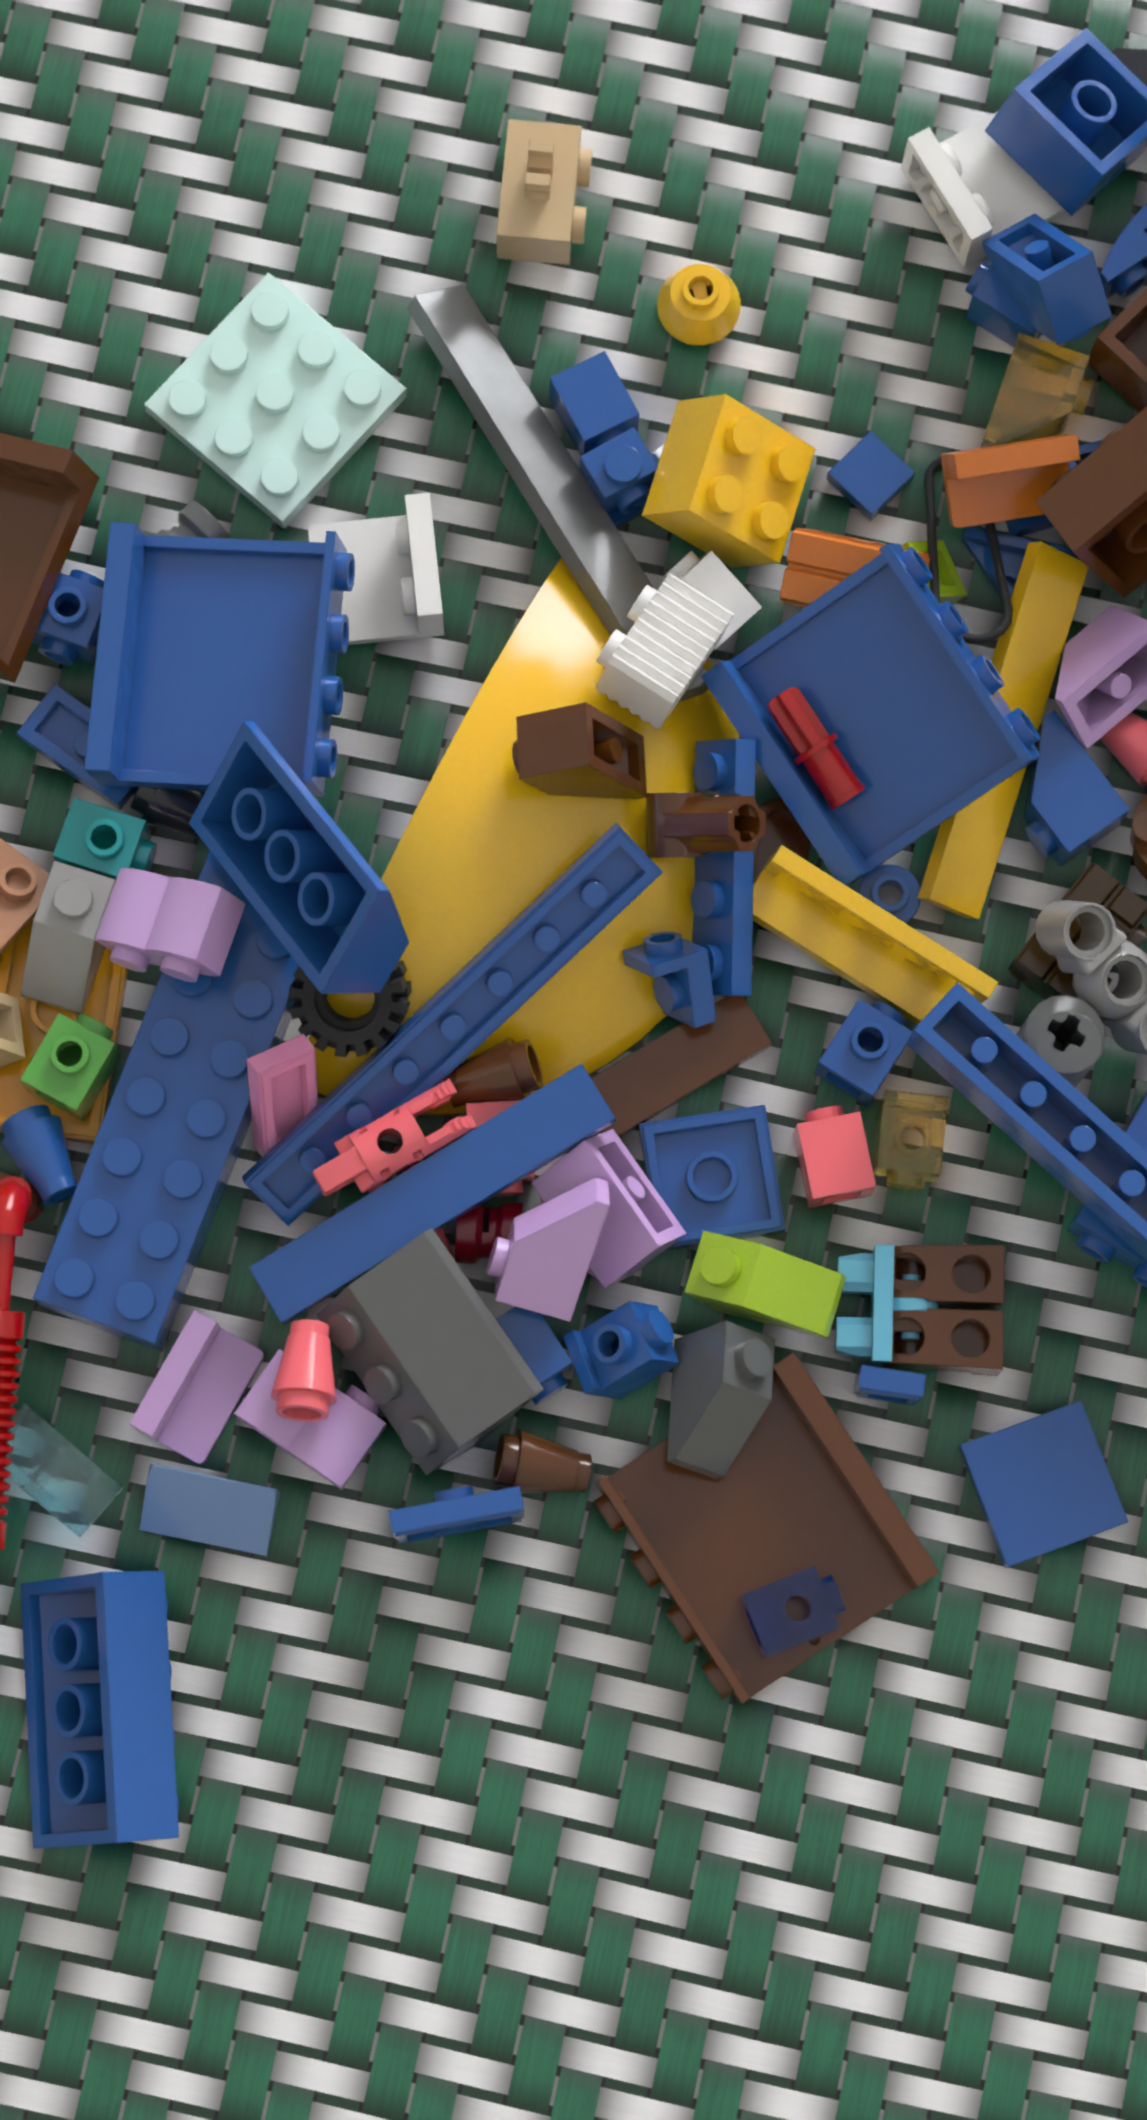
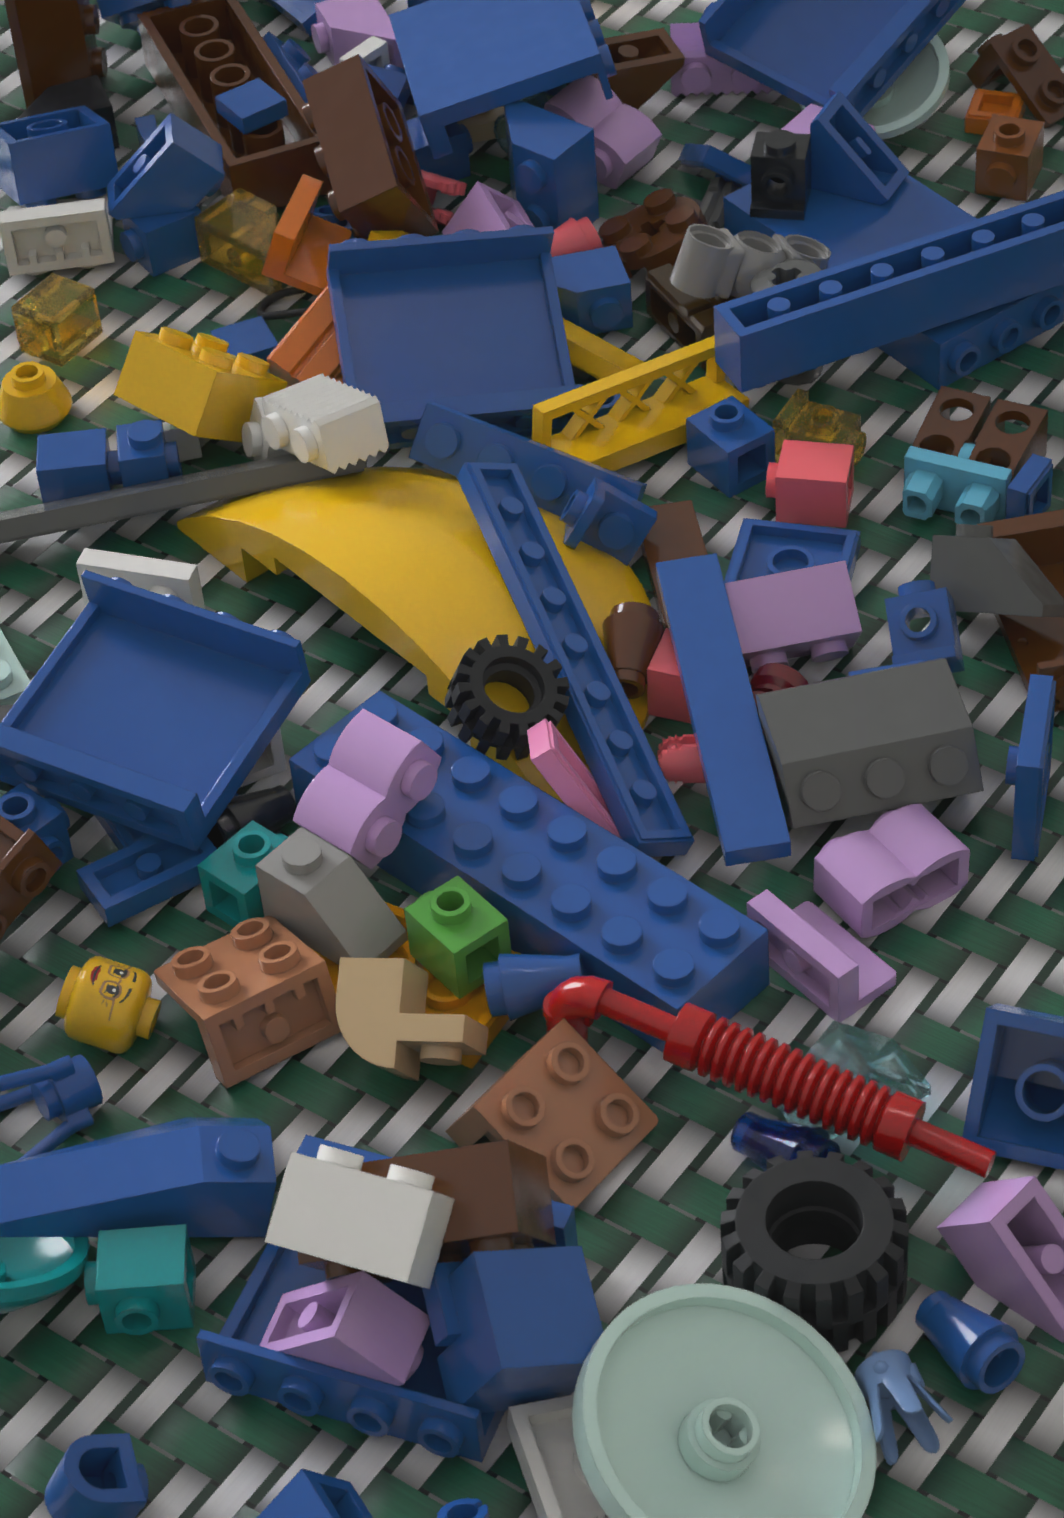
camera: 60 degrees left, 35 degrees down
(209, 1509) = (943, 973): medium blue slope -> none
(299, 869) = (374, 626): blue slope -> none
(305, 1374) = (853, 820): coral cone -> none
(368, 1166) = (659, 716): coral hinge -> none
(539, 1465) = (999, 728): reddish brown cone -> none
(550, 1251) = (813, 623): lavender slope -> none
(580, 754) = (382, 473): reddish brown slope -> none
(696, 824) = (489, 428): reddish brown piece -> none
(764, 1285) = (897, 534): lime slope -> none
(814, 747) = (456, 381): red axle -> none
(823, 261) = (57, 319): none -> clear yellow brick

